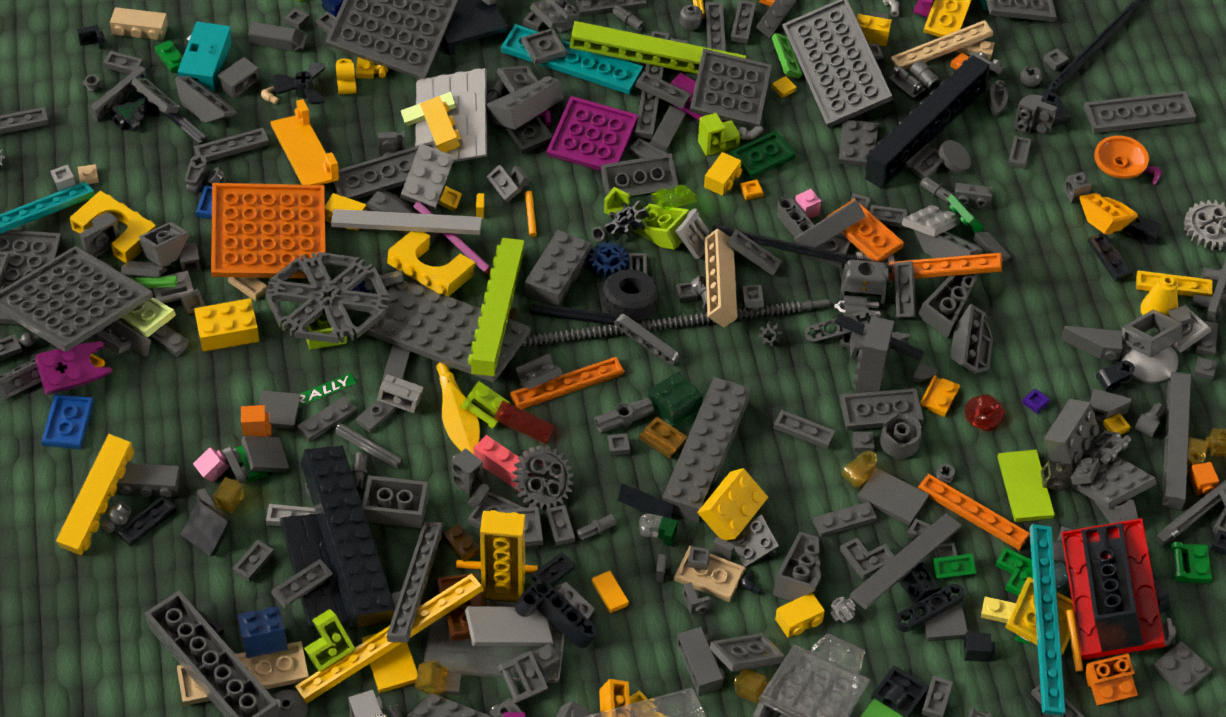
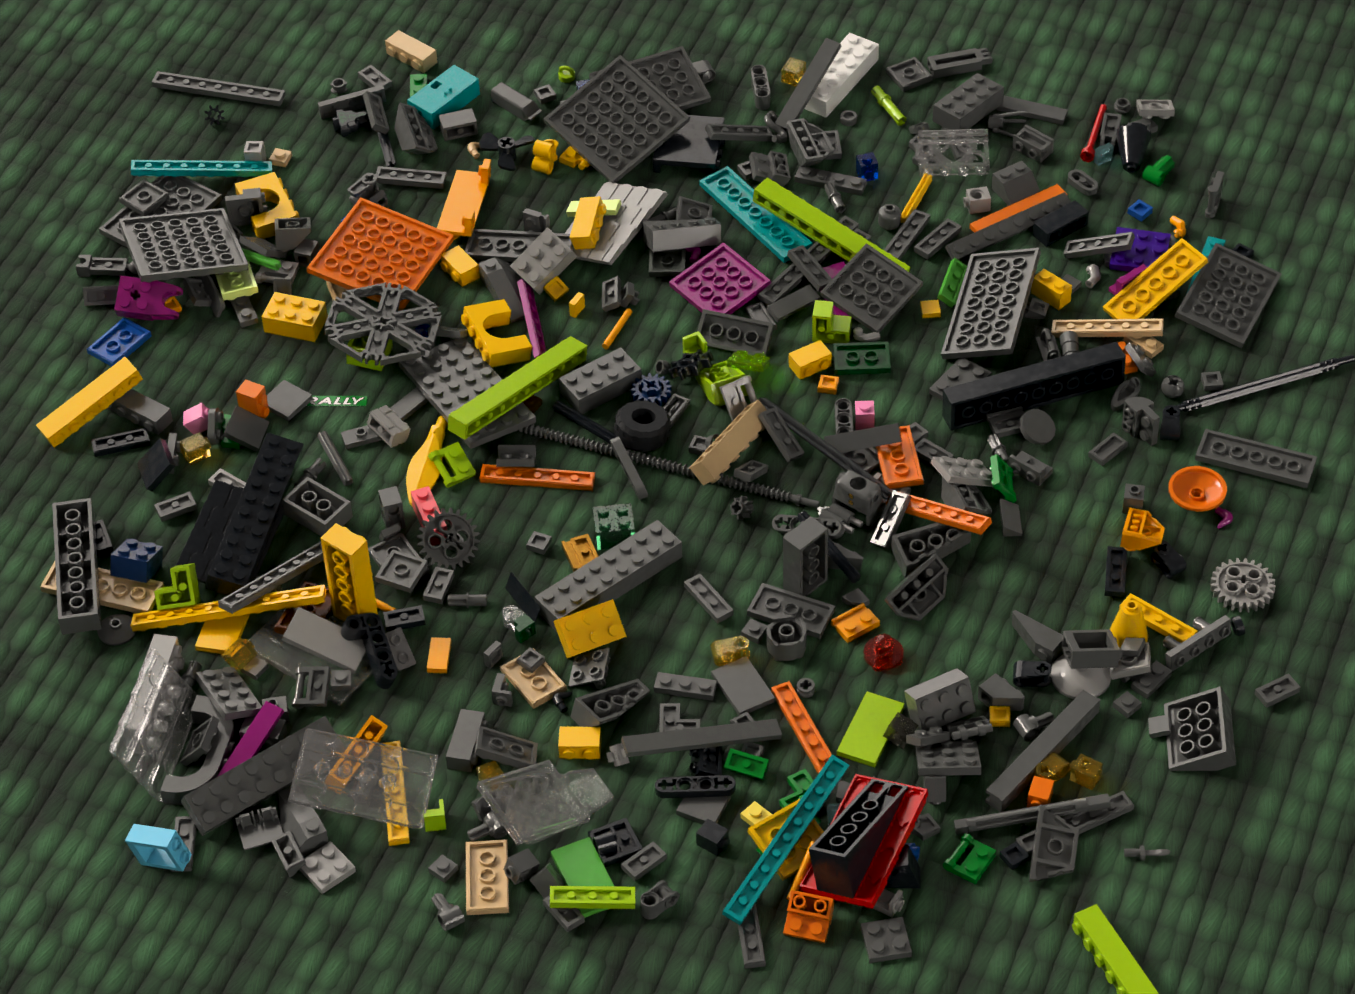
camera: 35 degrees right, 5 degrees down
(90, 35) = (365, 46): black bracket -> none
(117, 515) = (98, 426): dark grey animal -> none
(302, 583) = (189, 534): dark grey plate -> none
(327, 419) = (317, 423): dark grey plate -> none
(406, 222) = (498, 291): light grey tile -> none
(524, 422) = (473, 491): clear red plate -> none
(544, 46) = (736, 193): dark grey tile -> none
(616, 419) = (561, 521): dark grey piece -> none
(723, 549) = (558, 662): dark grey tile -> none
(1036, 401) = (941, 664): dark purple tile -> none

